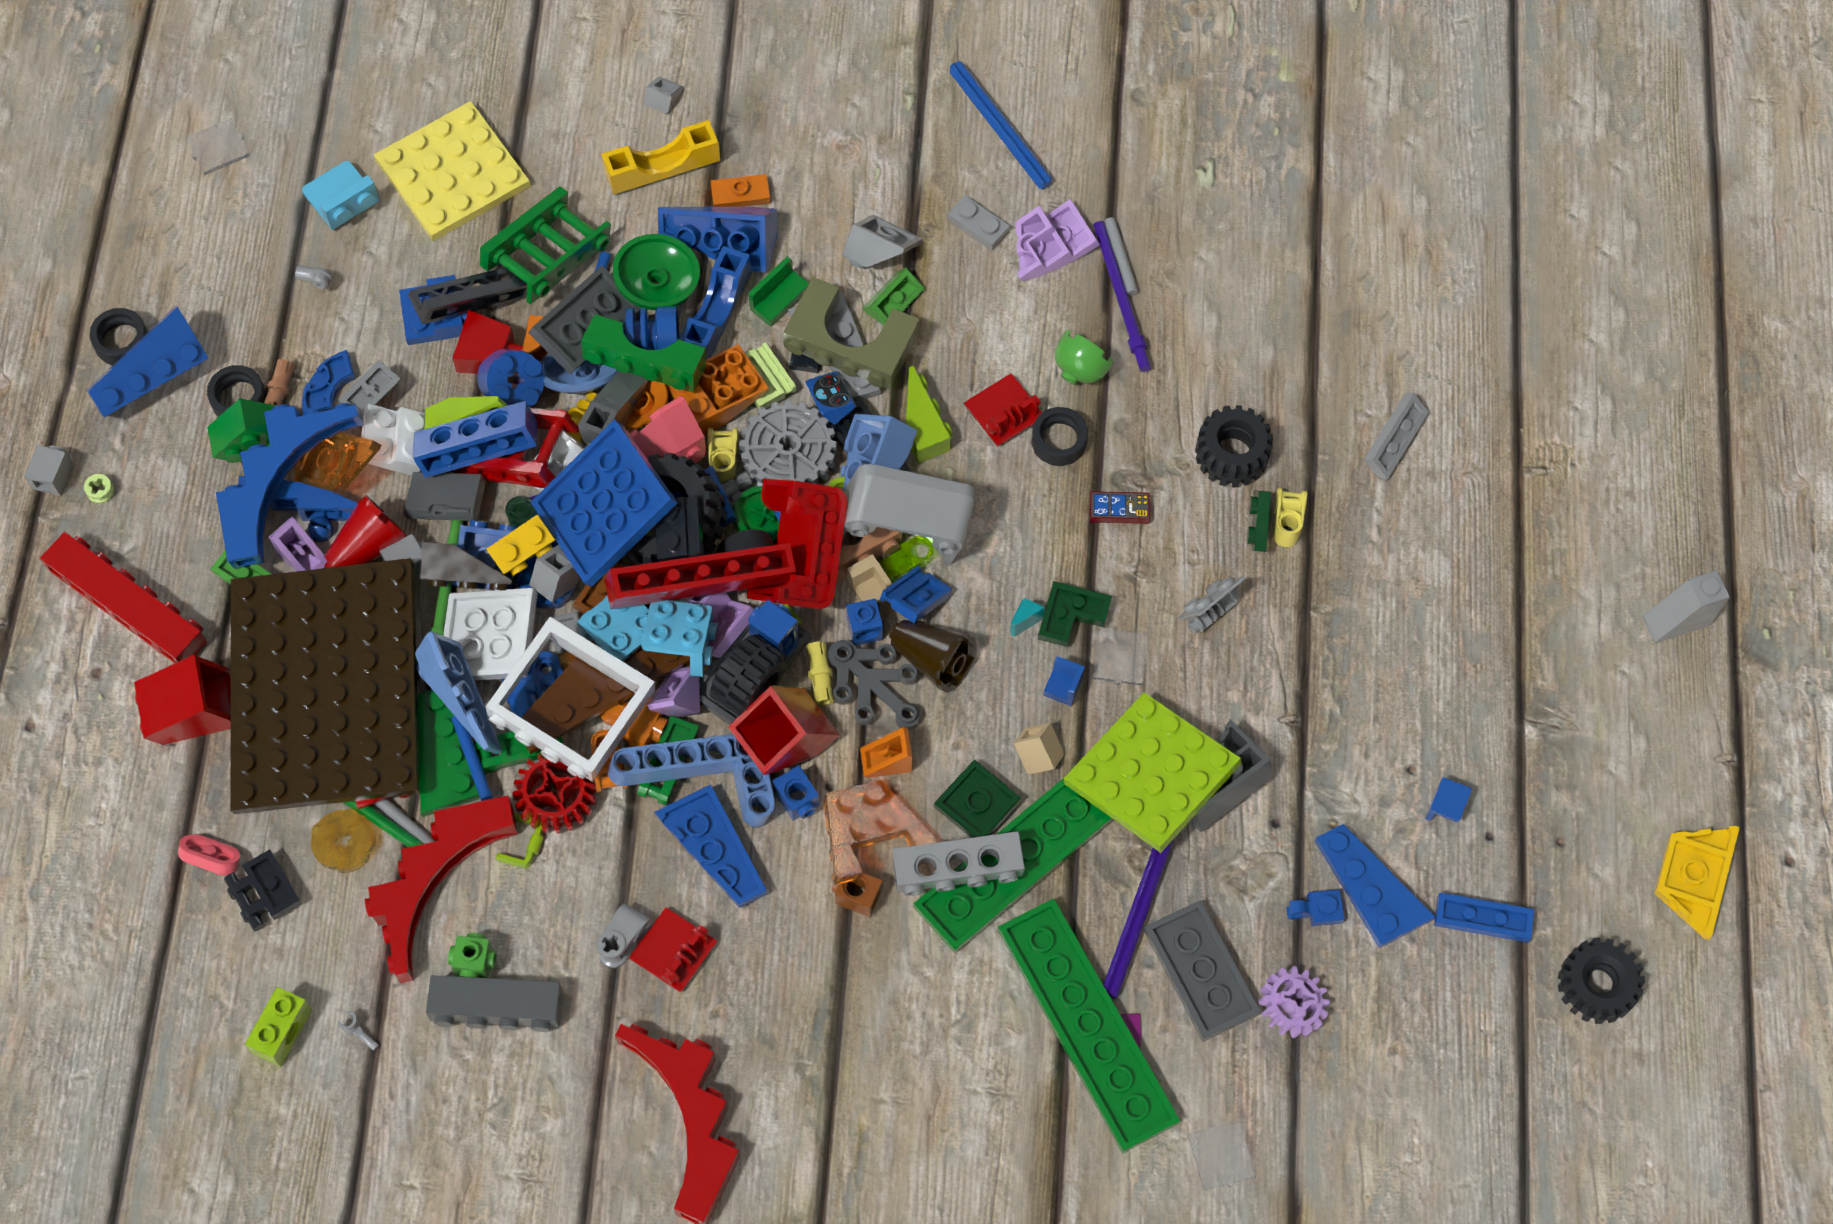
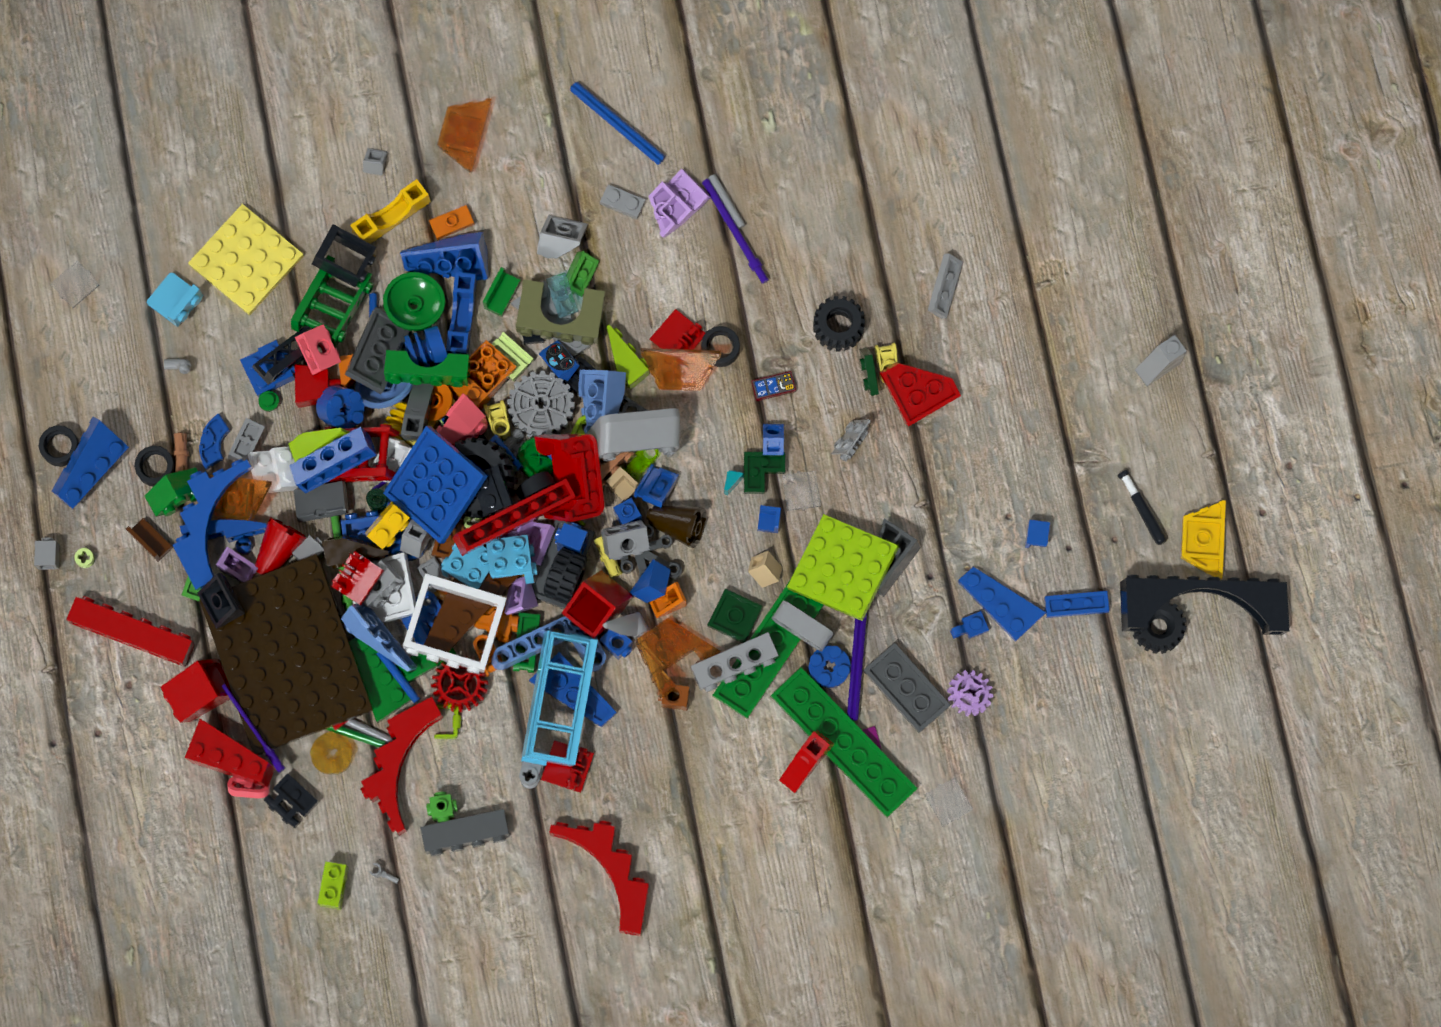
camera: 15 degrees left, 10 degrees up
(186, 797) = (222, 754): none -> red wedge
(195, 487) = (150, 539): none -> reddish brown panel
(252, 811) = (269, 752): none -> dark purple piece
(257, 584) = (220, 601): none -> black slope
(419, 352) = (268, 401): none -> green plate
(454, 601) = (357, 577): none -> hinge
(466, 621) = (390, 584): none -> light grey brick
(497, 307) = (308, 345): none -> coral brick
(593, 173) = (351, 242): none -> black window
(638, 924) = (534, 722): none -> medium azure piece
(792, 85) = (463, 132): none -> clear orange wing
(818, 769) = (628, 625): none -> light grey piece
(834, 643) = (614, 536): none -> light grey brick
(859, 314) = (562, 295): none -> clear light blue slope
(871, 722) = (652, 582): none -> blue slope
(995, 447) = (680, 367): none -> clear orange wing
(1024, 1033) = (806, 761): none -> red slope
(1071, 838) = (802, 625): none -> light grey beam
(1080, 359) = (720, 289): bright green cylinder -> none
(1099, 574) = (773, 439): none -> blue brick
(1104, 894) = (824, 677): none -> blue plate
(1322, 561) = (918, 391): none -> red plate
(1618, 824) = (1143, 509): none -> black piece
(1766, 983) = (1260, 599): none -> black arch

